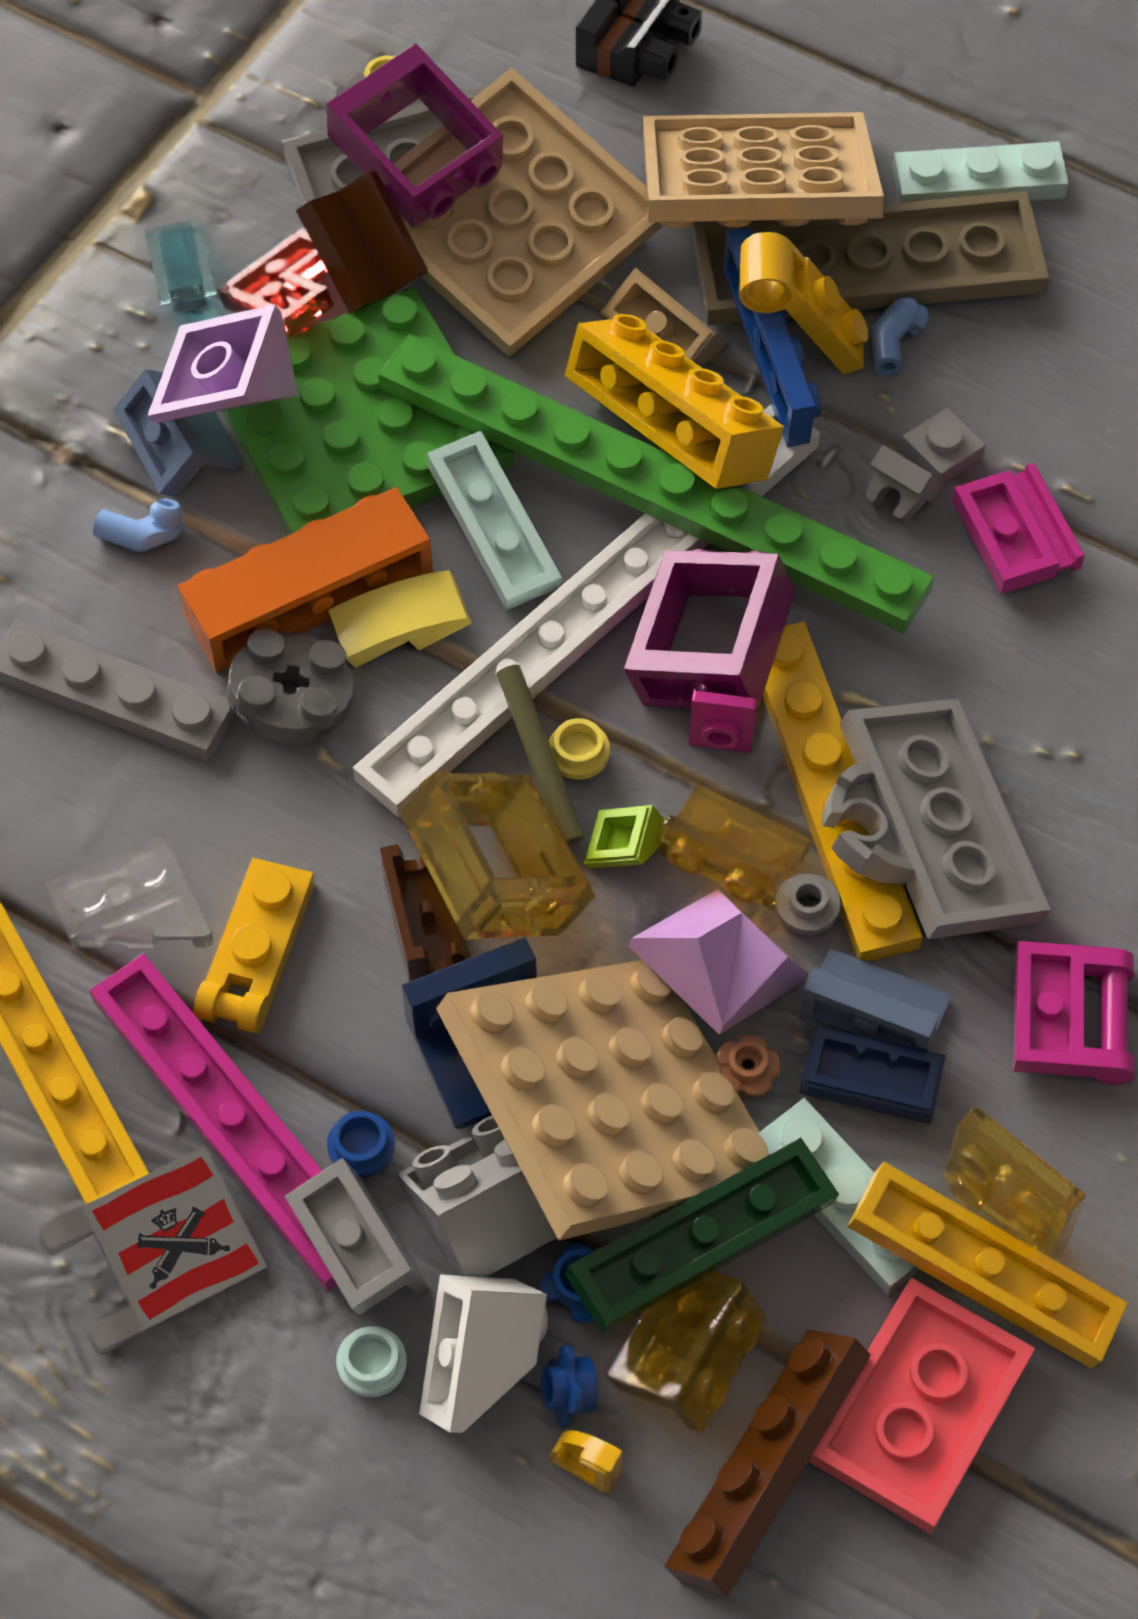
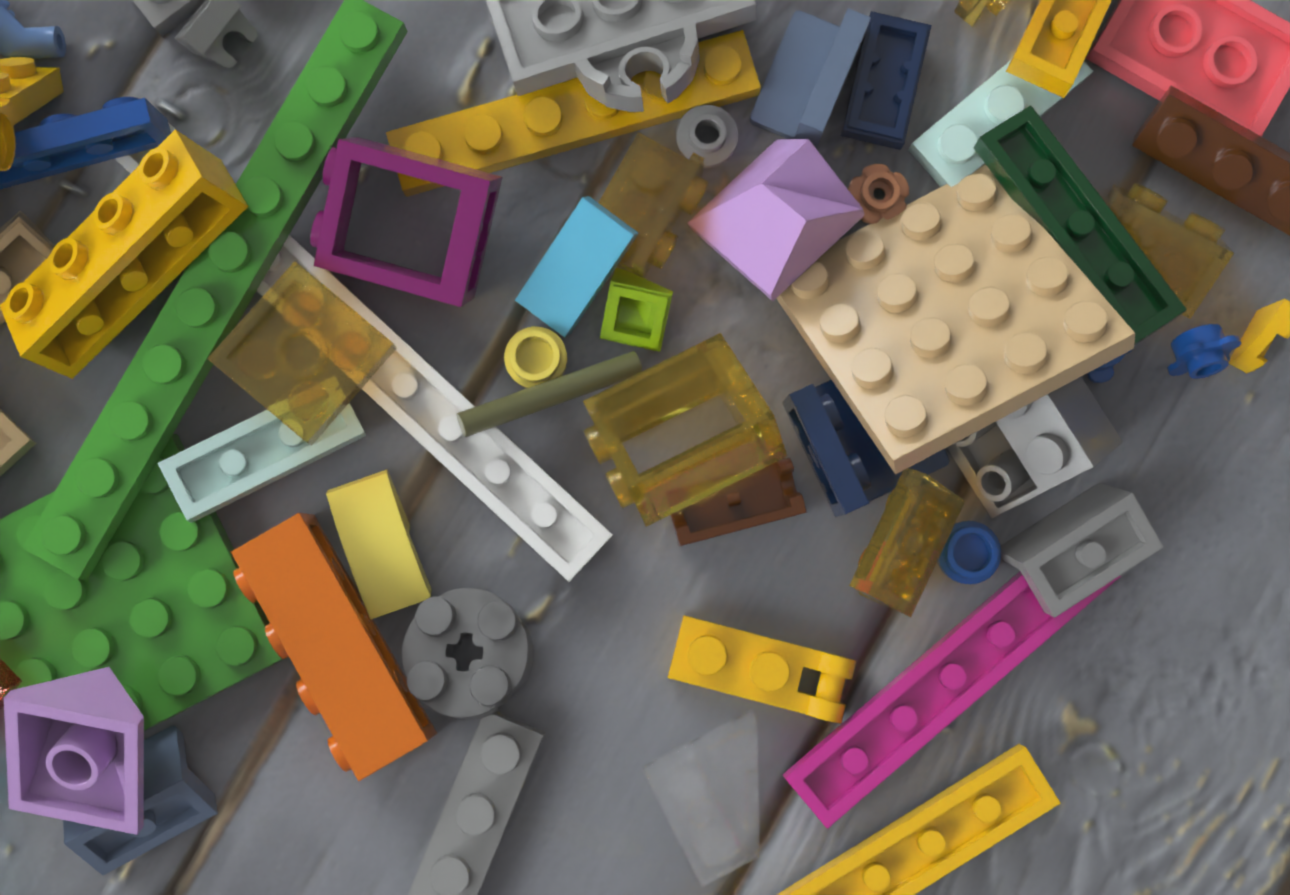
camera: 90 degrees left, 25 degrees up
(141, 534) = (269, 825): light blue arm -> none
(167, 1242) = (1083, 734): flag -> none
(371, 1361) = (1182, 529): light aqua plate -> none
(372, 1060) = (907, 542): none -> clear yellow bracket
(479, 1346) = (1180, 429): white slope -> none
(579, 540) = (302, 353): none -> clear yellow plate
(668, 777) = (576, 266): none -> medium azure tile
(722, 721) = (516, 212): dark pink bracket -> none

